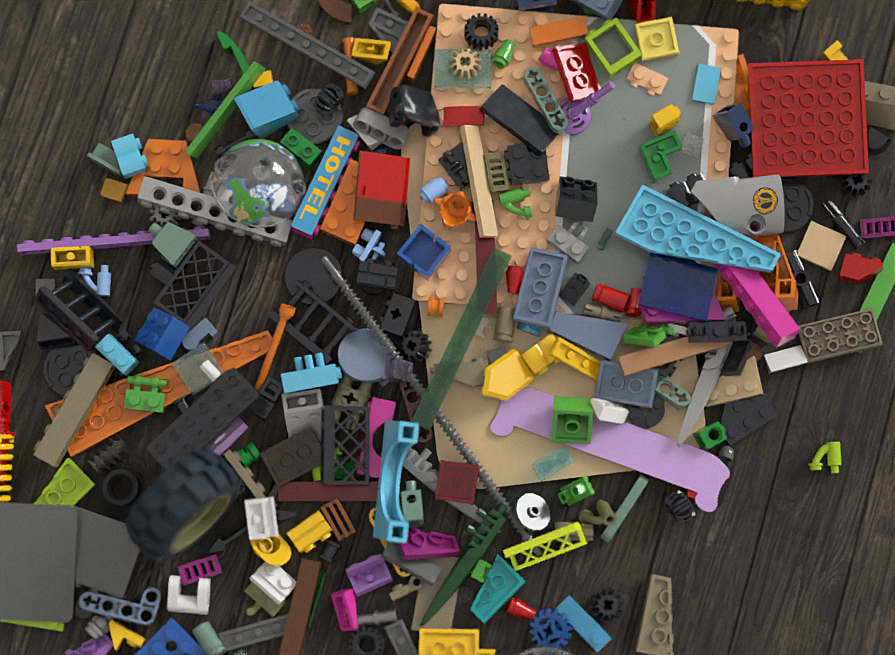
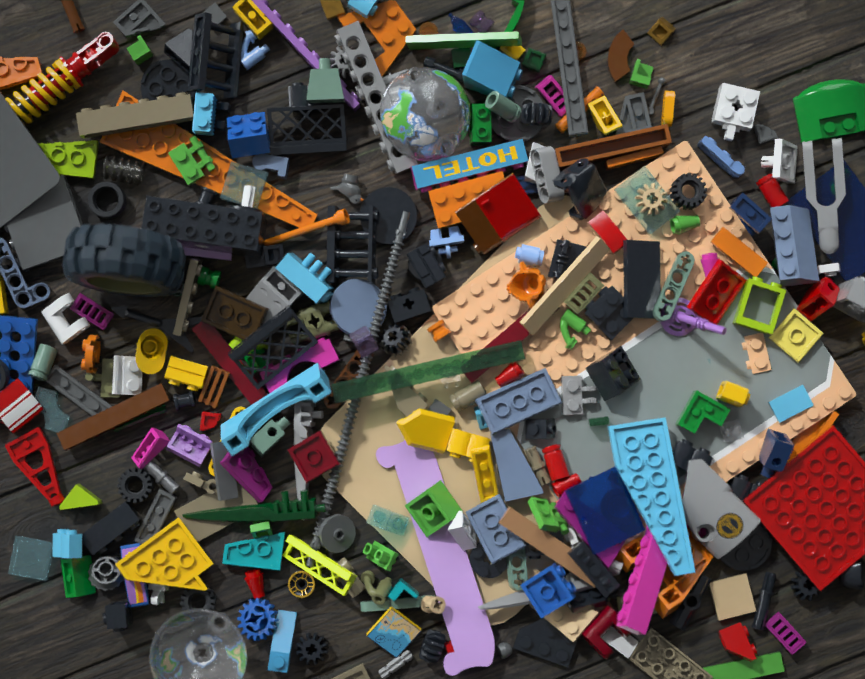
camera: 50 degrees right, 5 degrees up
(25, 367) = (140, 51): none -> bright green panel
(230, 591) = (92, 353): none -> orange plate
(236, 124) = (460, 57): none -> dark green tile
(261, 518) = (165, 327): white plate -> none
(268, 289) = (350, 188): none -> dark grey animal
(283, 70) = (533, 60): none -> dark green tile
(301, 120) = (503, 106): none -> sand green piece
(321, 83) = (550, 79): none -> dark pink slope
(361, 544) = (209, 420): none -> red tile
(424, 252) = (473, 287): blue piece -> none
(557, 574) = (294, 586): none -> wheel
(613, 495) = (399, 587): none -> teal panel
(644, 529) = (393, 632): none -> tile
(650, 479) = (433, 603): none -> tan bush
(671, 548) = (395, 664): none -> light grey axle
(703, 439) = (502, 620): green brick -> none
(706, 379) = (549, 590): none -> blue plate
(765, 363) = (598, 629): none -> dark red connector

